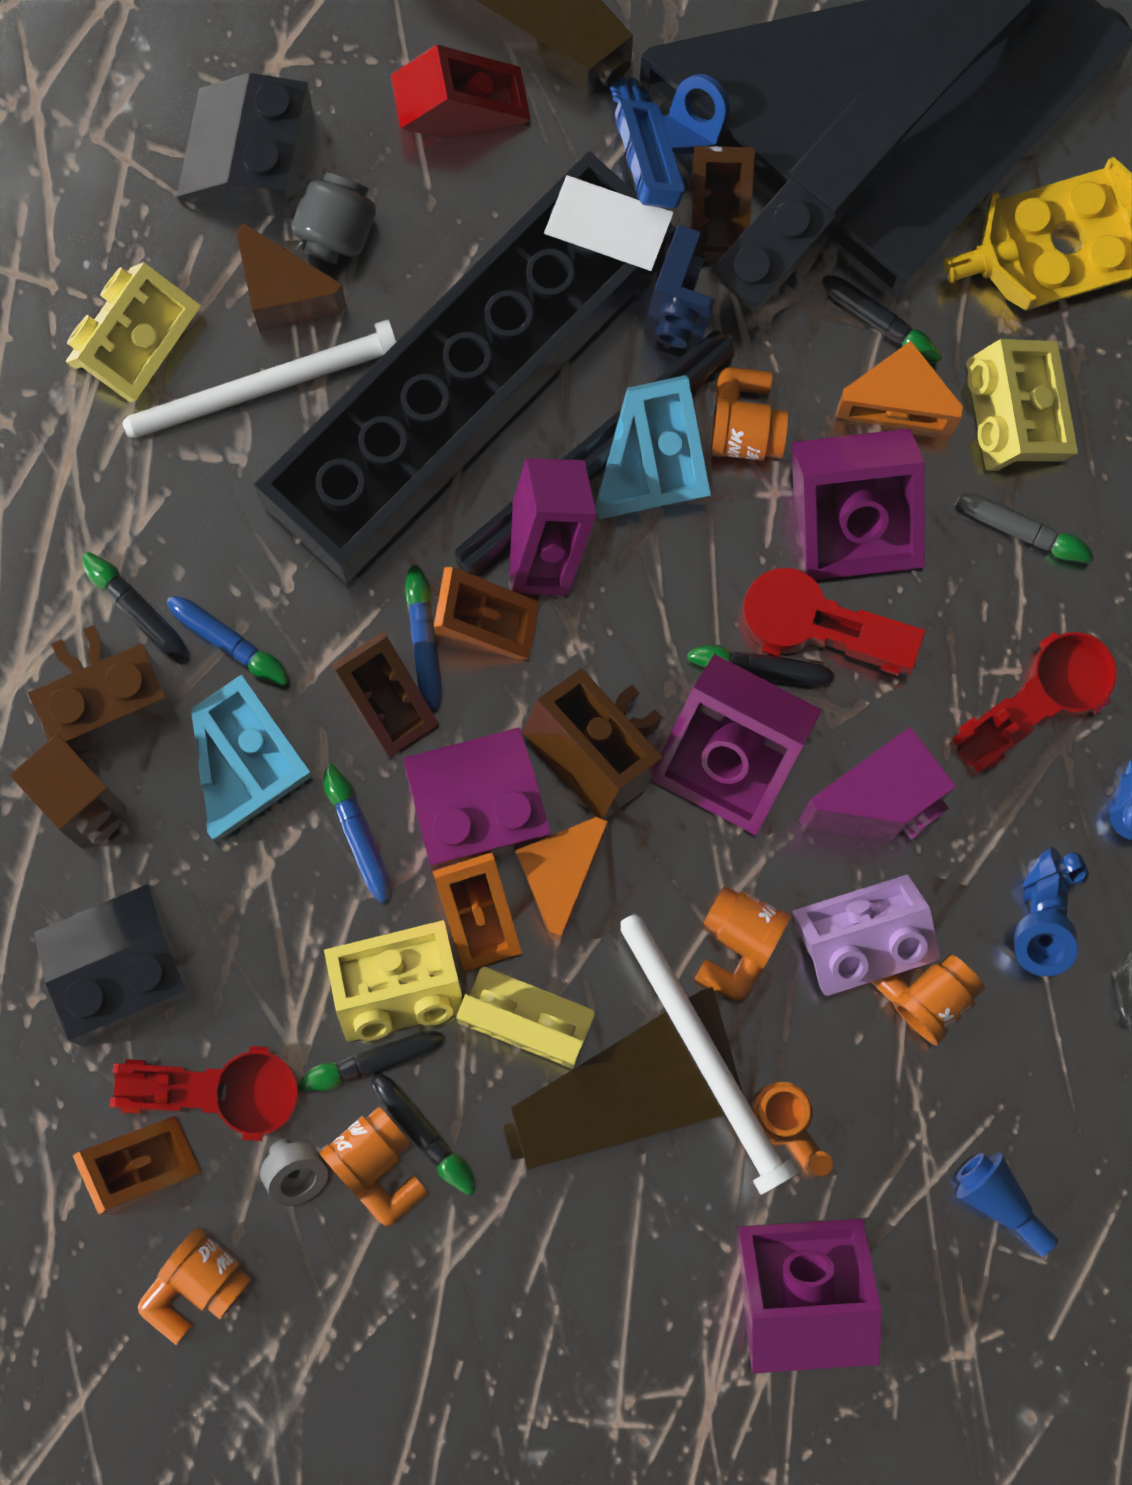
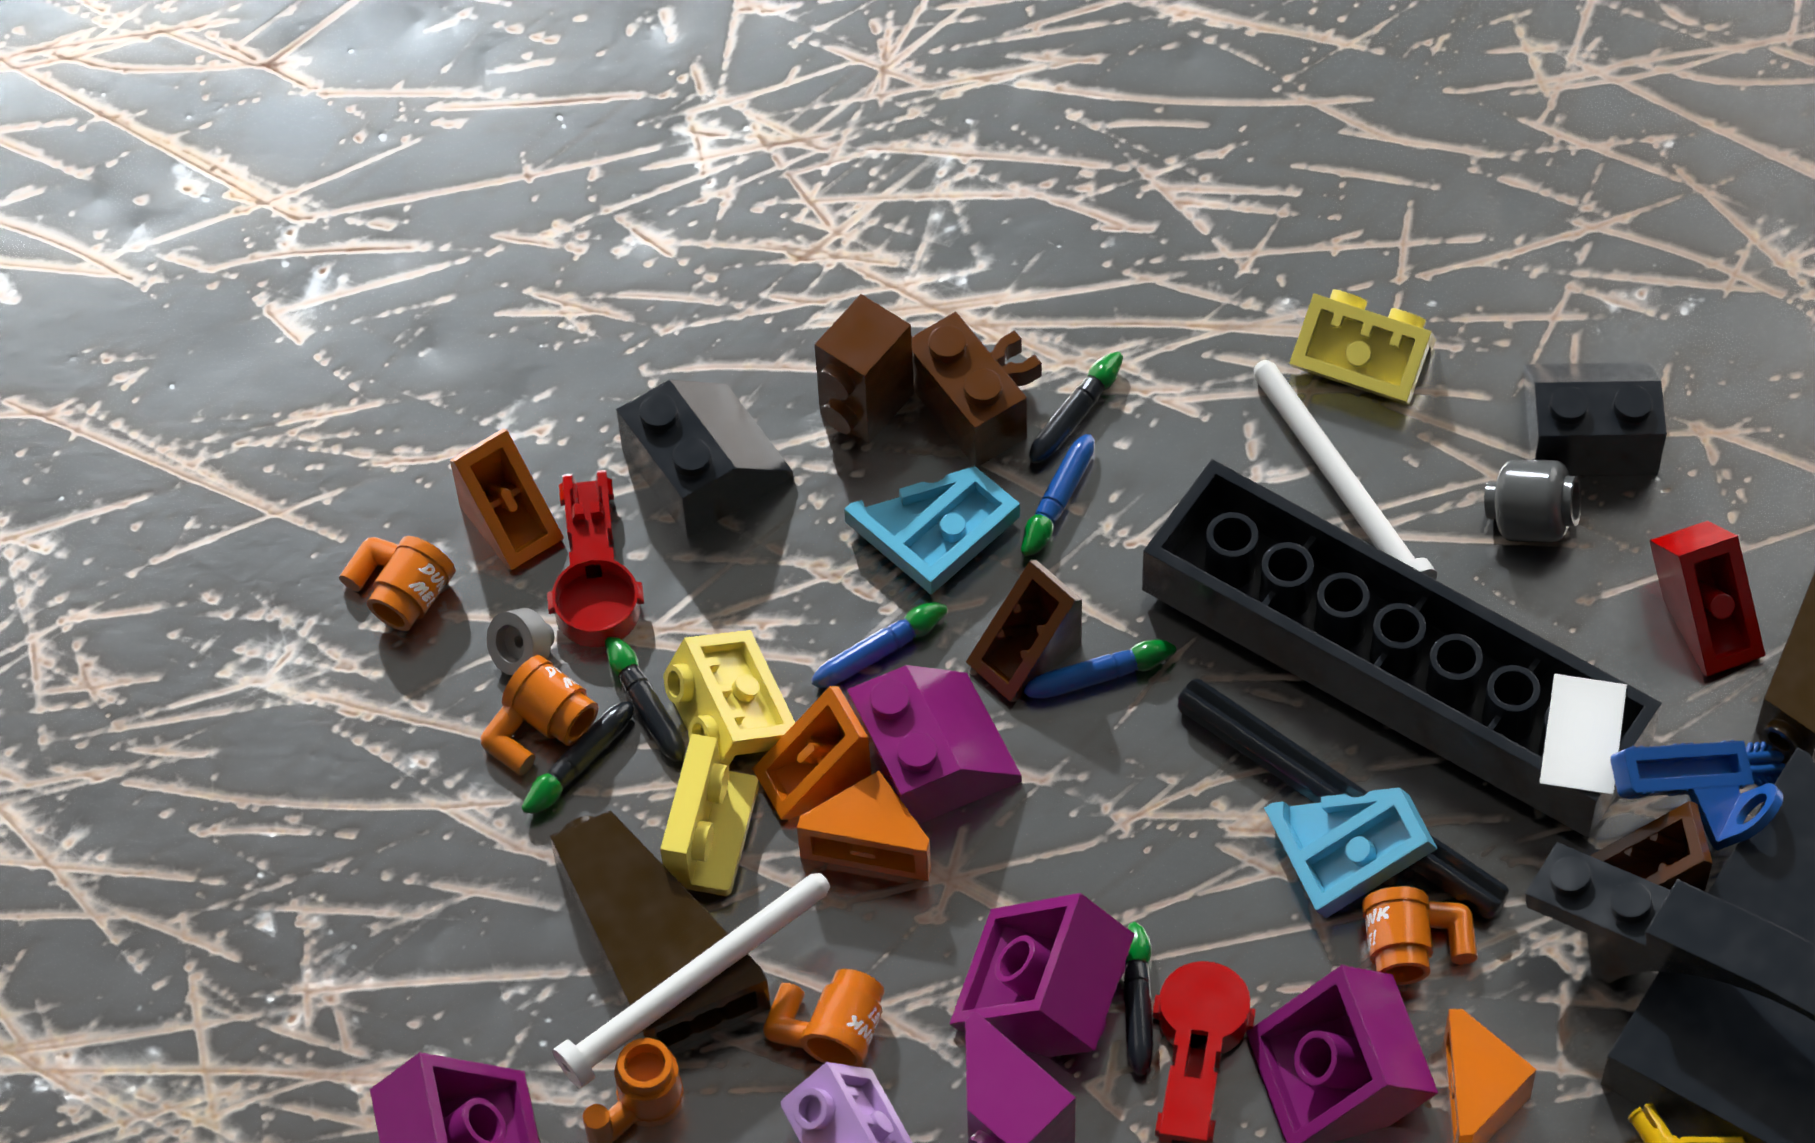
camera: 85 degrees right, 20 degrees down
(284, 286) = (1445, 463): reddish brown slope -> none
(483, 616) = (1129, 708): orange slope -> none
(549, 525) = (1238, 746): magenta slope -> none
(594, 742) = (1015, 835): reddish brown brick -> none
(677, 311) = (1532, 820): dark blue bracket -> none
(879, 316) = (1552, 1096): black piece -> none

